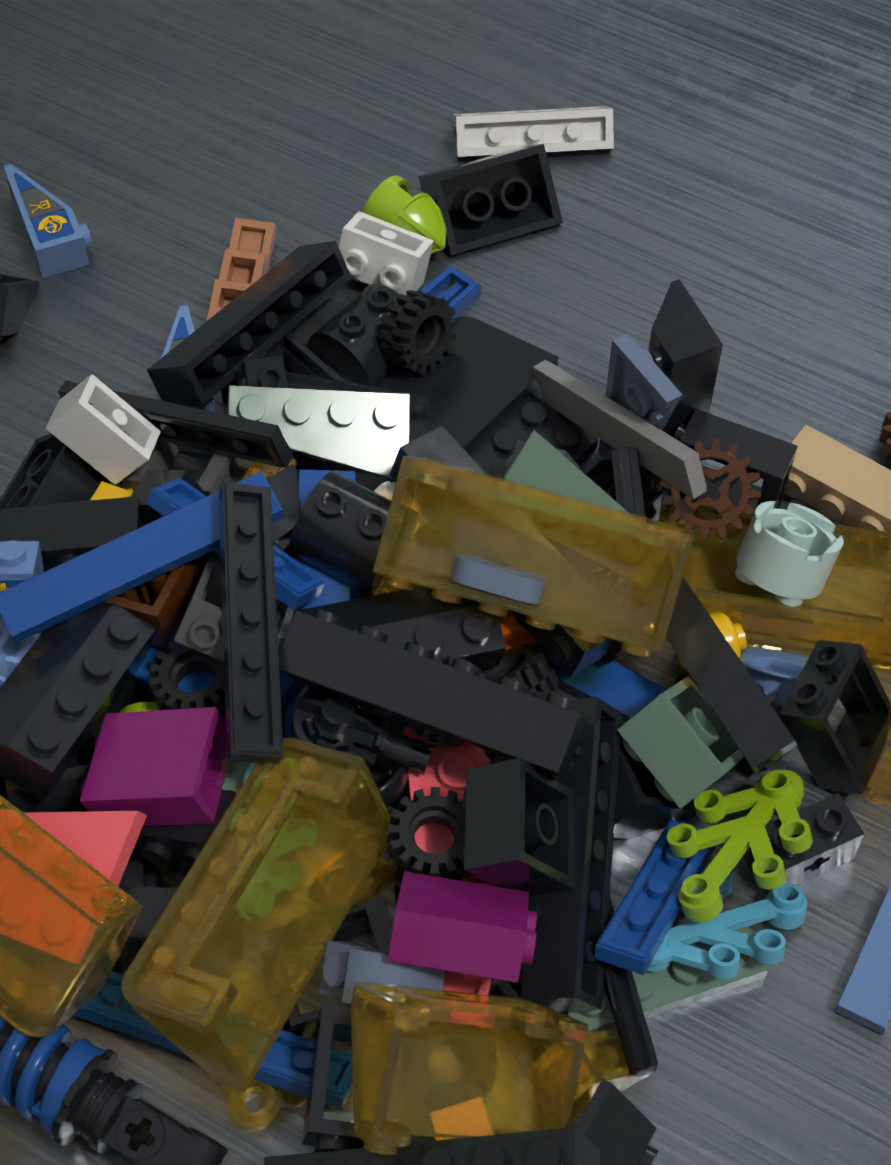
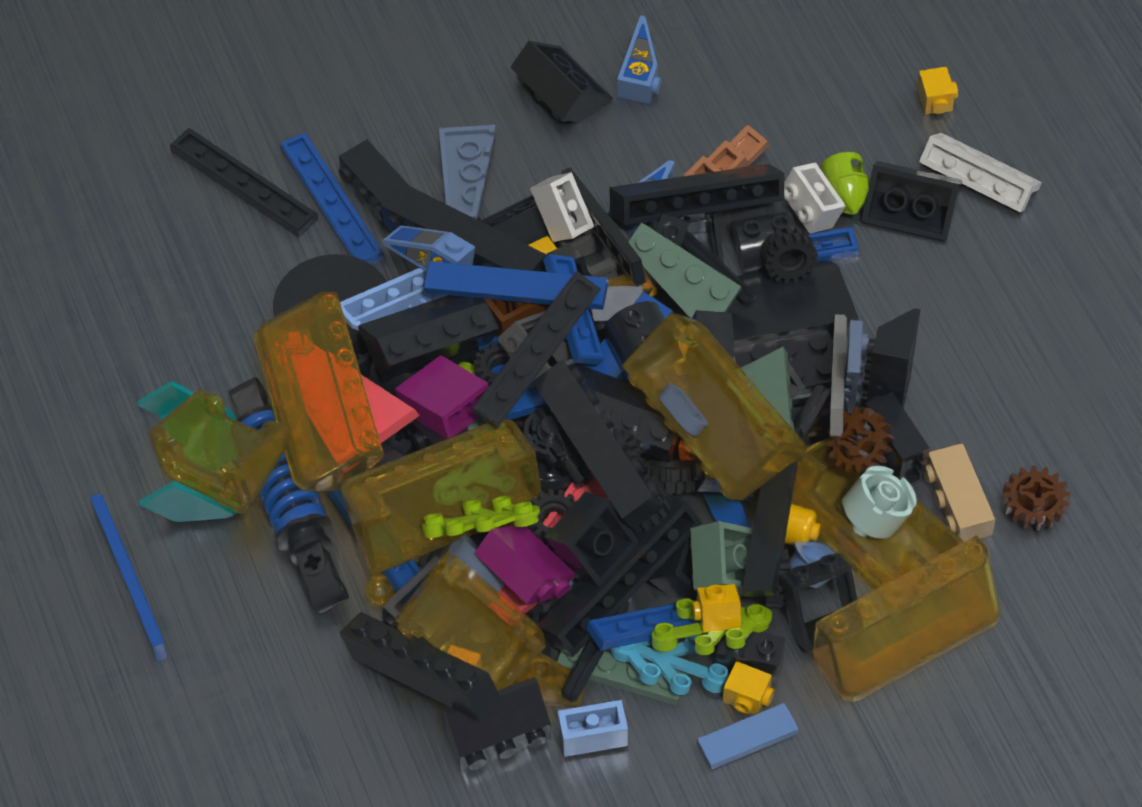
camera: 40 degrees right, 0 degrees up
(404, 861) = (480, 518): none -> lime plant
(411, 72) = (936, 90): none -> yellow brick
(709, 1090) = (592, 728): none -> light blue brick
(739, 810) = (717, 608): none -> yellow brick
(840, 892) = (748, 689): none -> yellow brick

